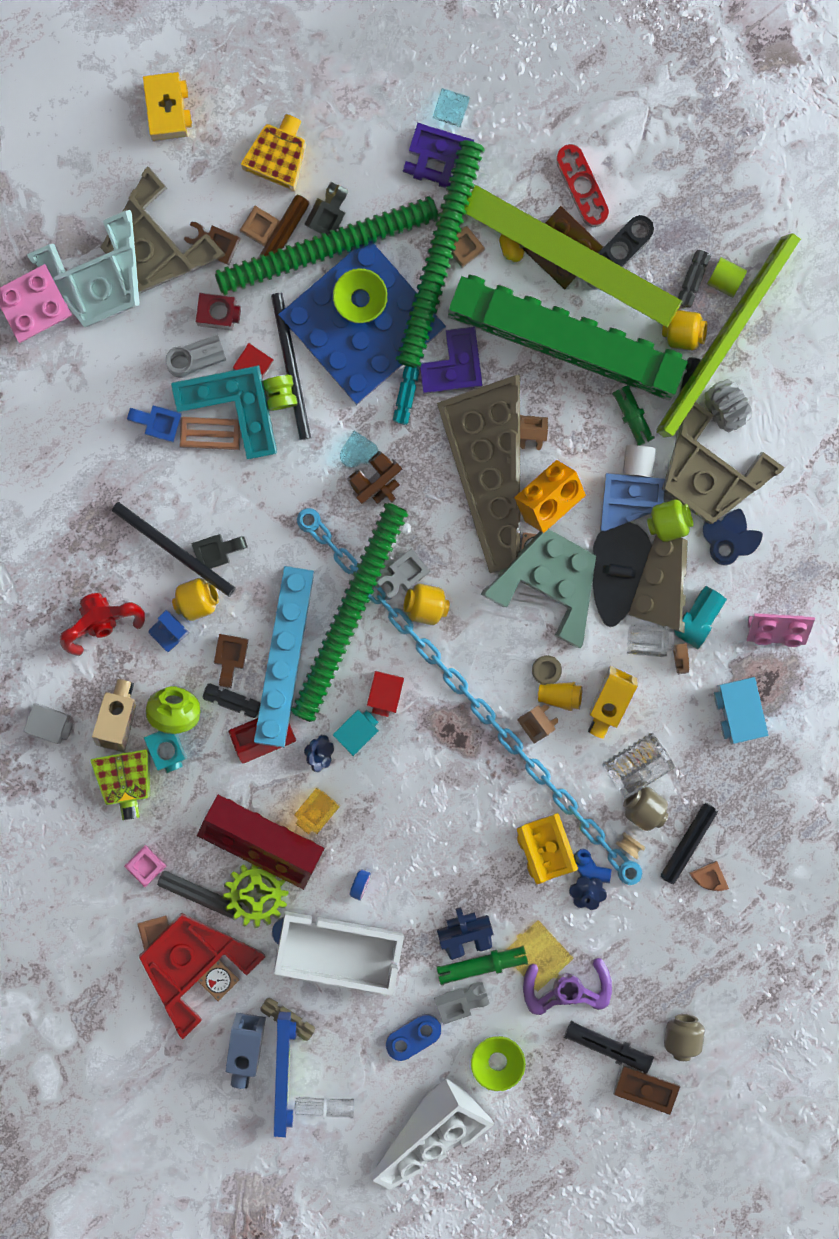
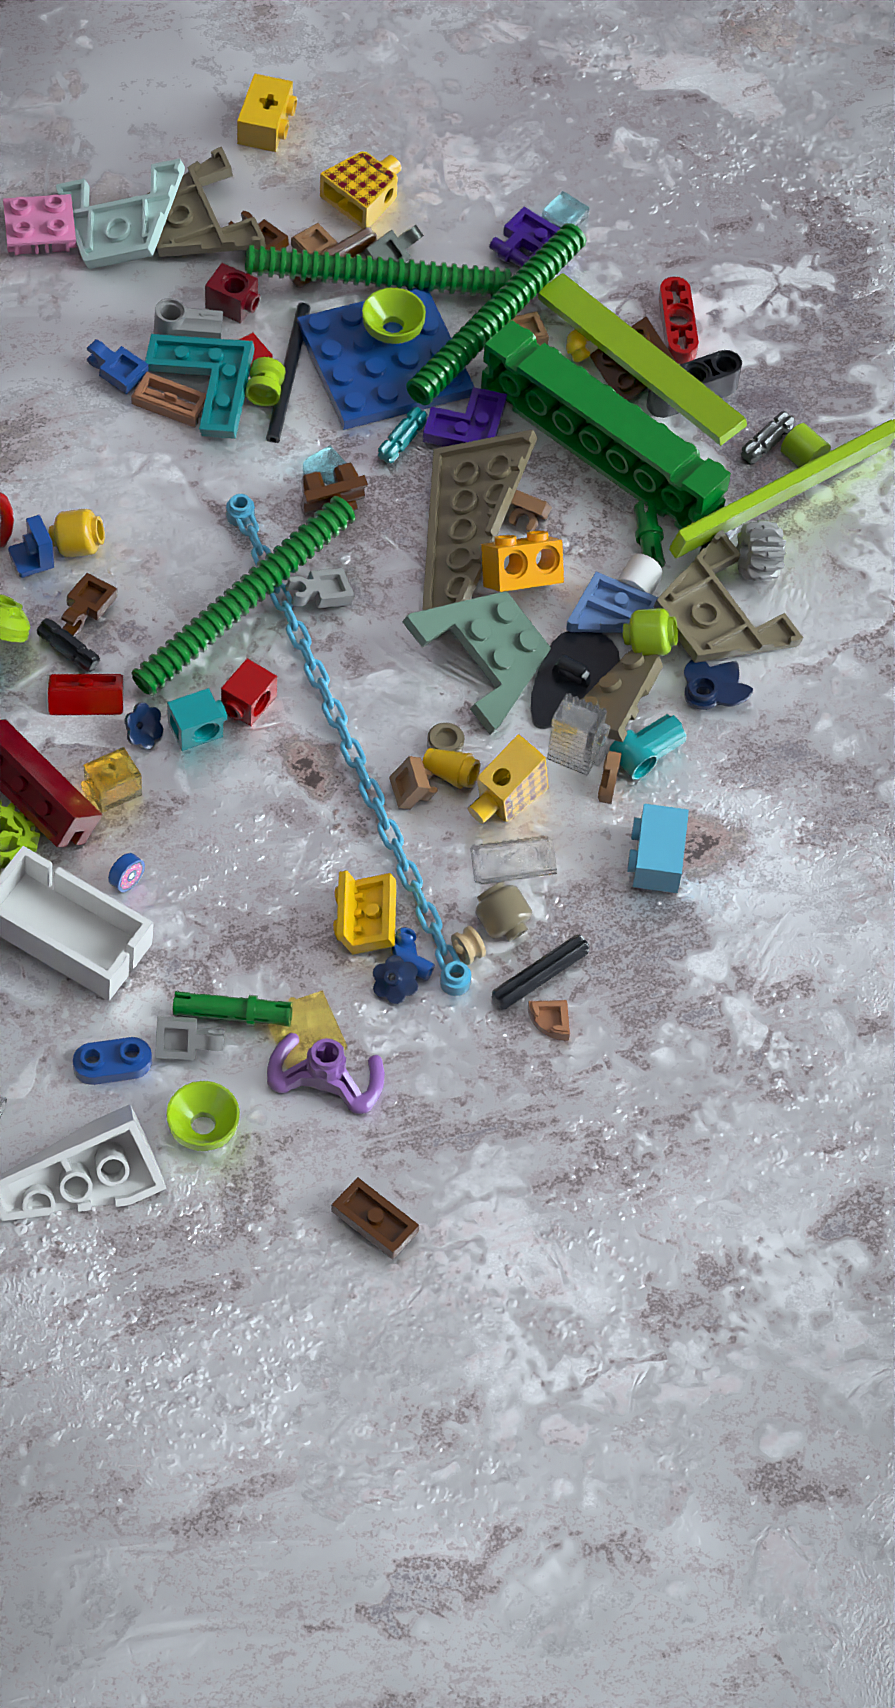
camera: 20 degrees right, 30 degrees down
(173, 549) = (77, 480): black piece -> none
(215, 552) = (121, 498): pearl dark grey plate -> none
(284, 657) = (148, 620): medium azure plate -> none
(426, 604) = (335, 624): yellow head -> none
(463, 930) = (210, 965): dark blue hips -> none
(620, 1052) = (358, 1162): black pin -> none
(684, 1037) = (447, 1173): dark tan head -> none
(686, 330) = (746, 472): yellow head -> none
(783, 629) = (738, 778): bright pink hinge -> none

